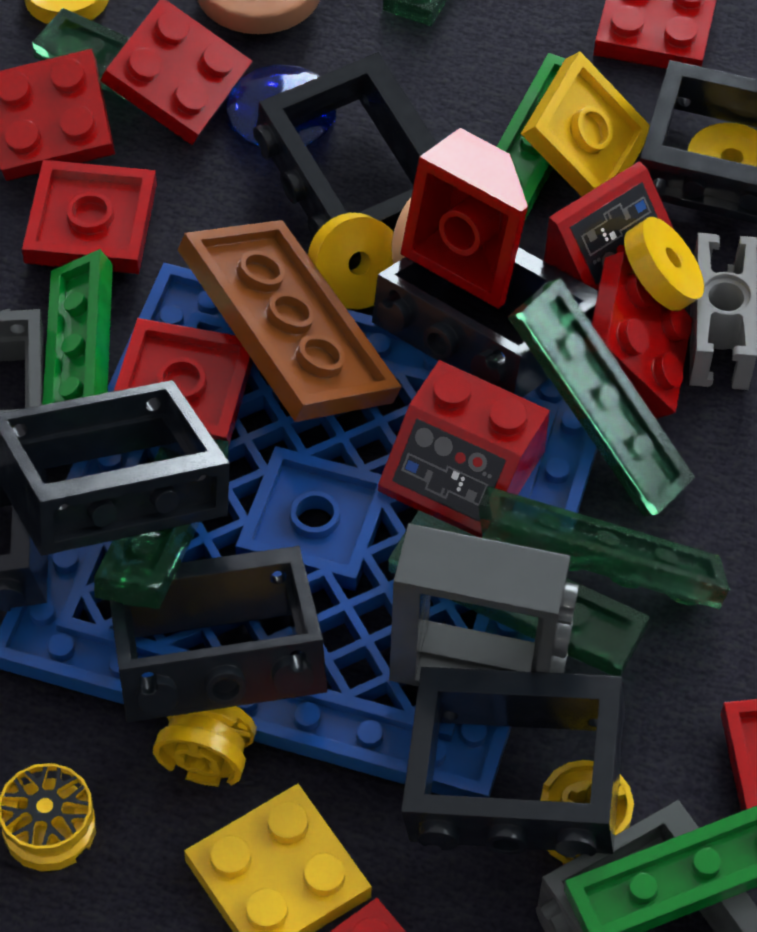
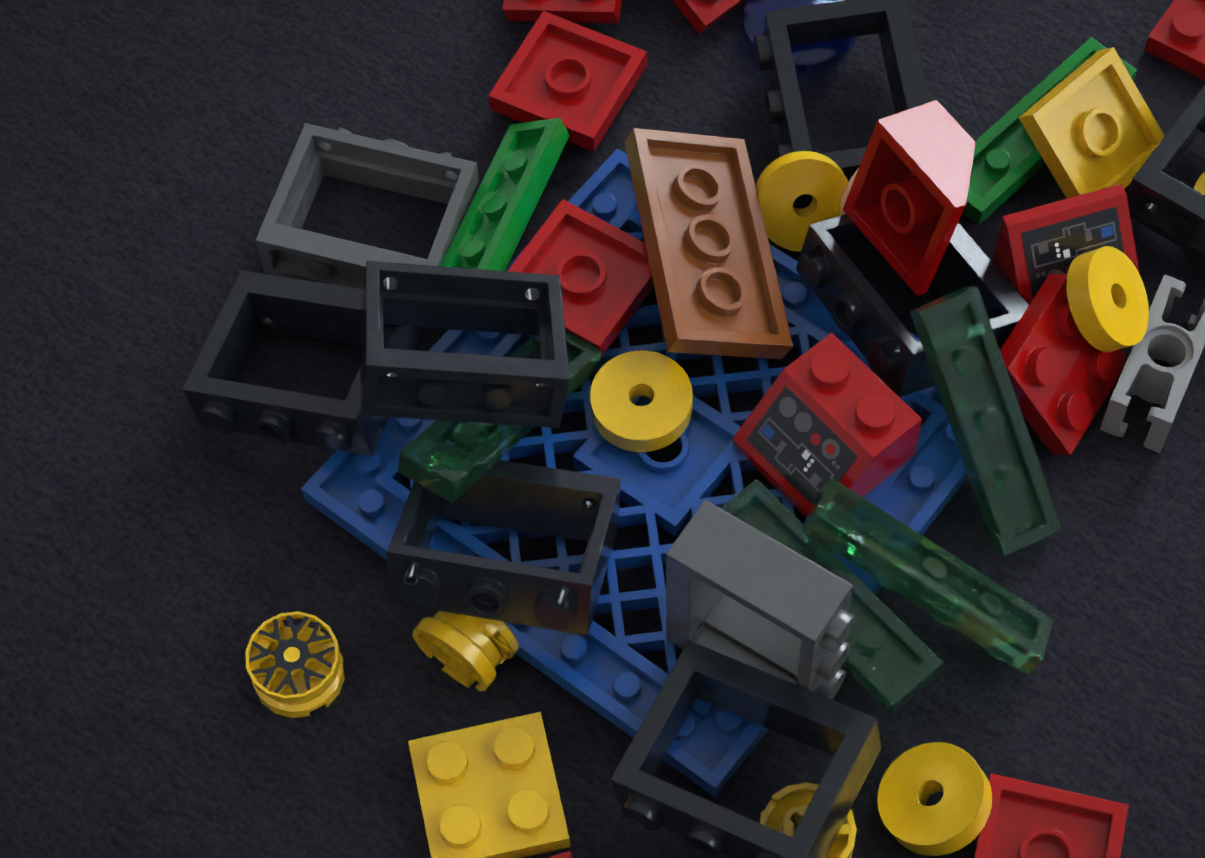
camera: 25 degrees right, 5 degrees up
(286, 500) = (646, 426): none -> yellow piece
(702, 760) = (950, 822): none -> yellow piece

